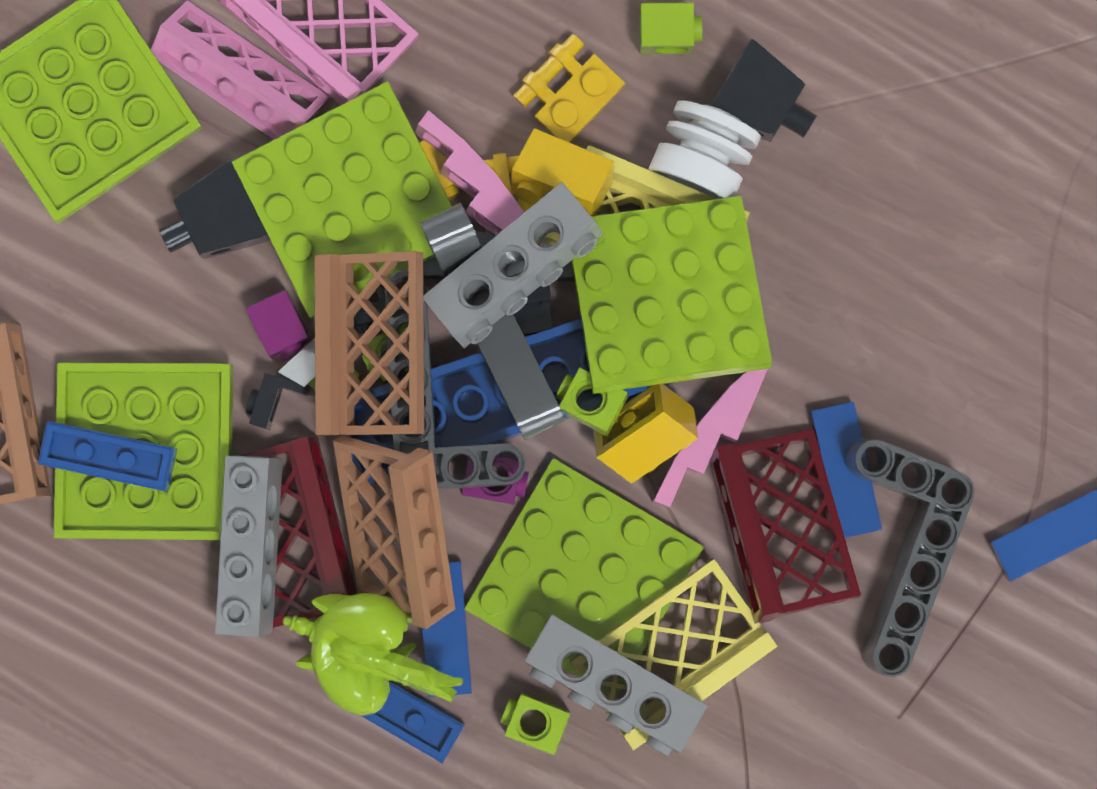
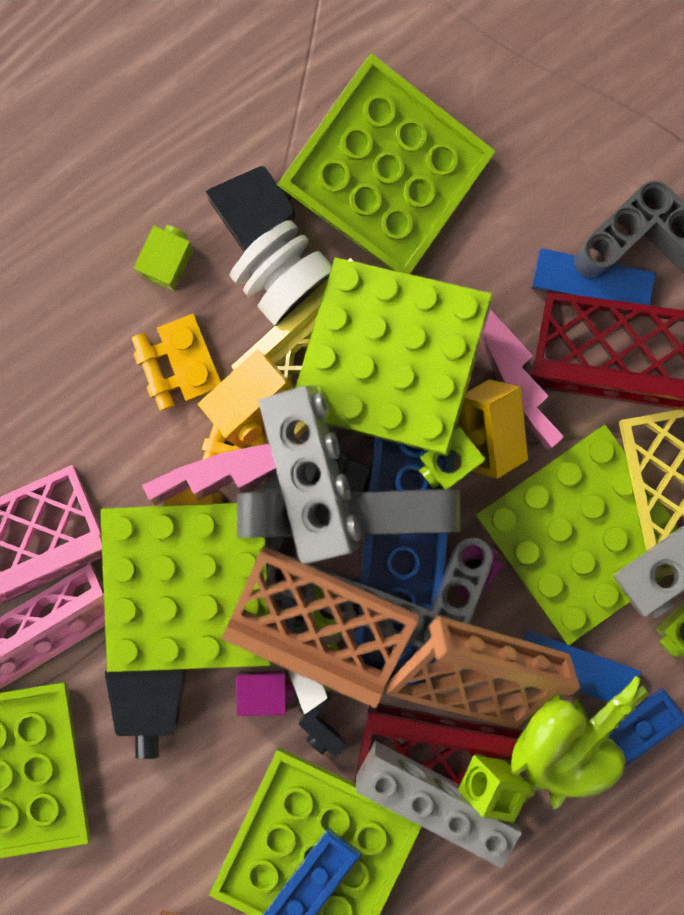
camera: 65 degrees left, 0 degrees up
(288, 592) = (493, 788): none -> lime brick
(861, 208) = (386, 166): none -> lime plate

